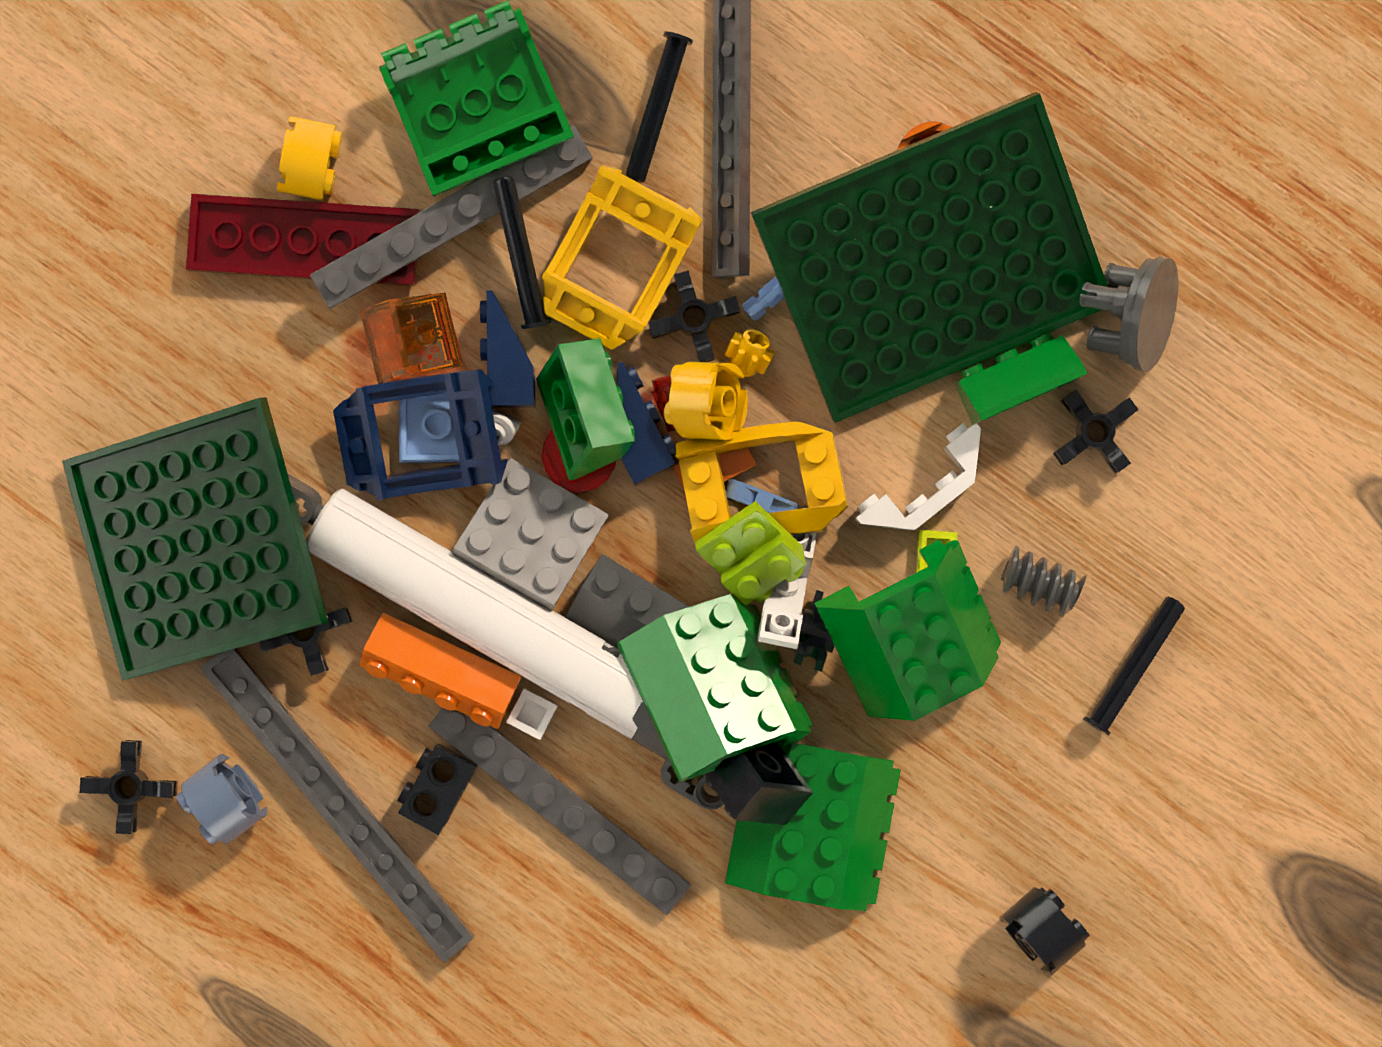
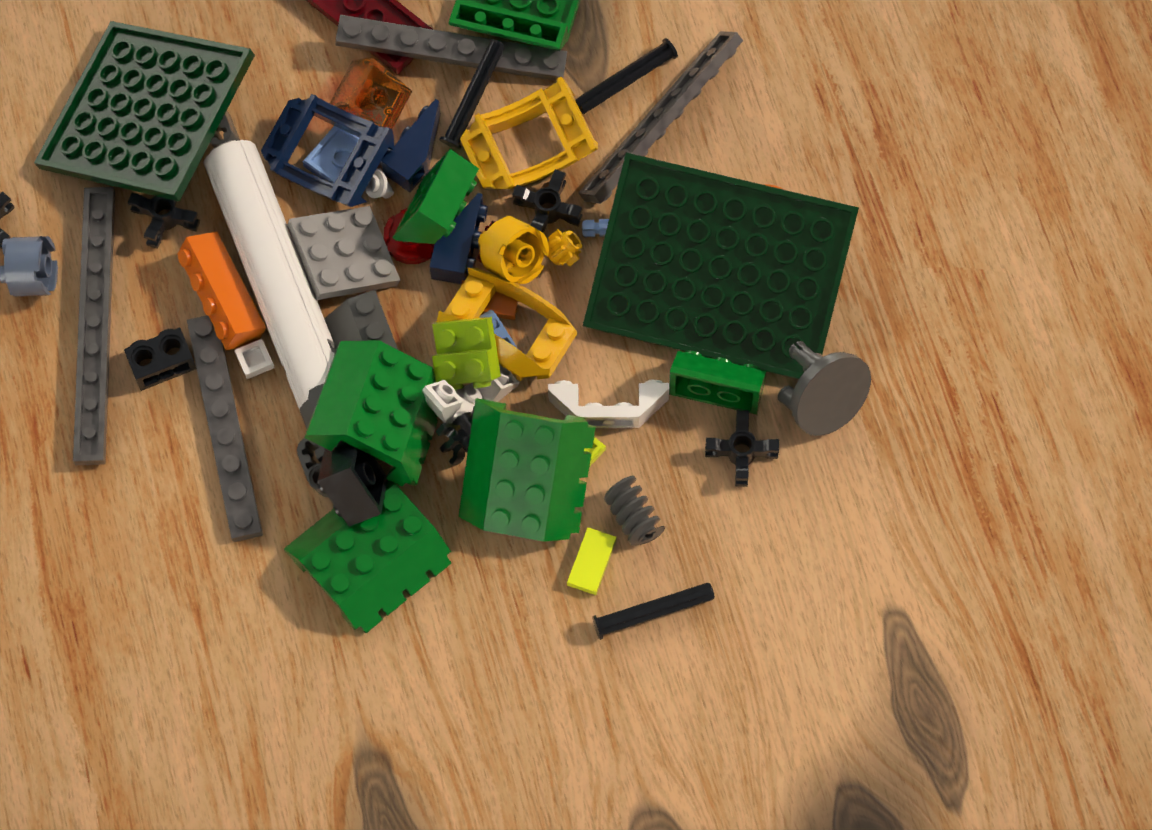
camera: 40 degrees right, 20 degrees down
(1036, 661) = (591, 561): none -> neon yellow tile
(1044, 929) = (457, 721): black brick -> none

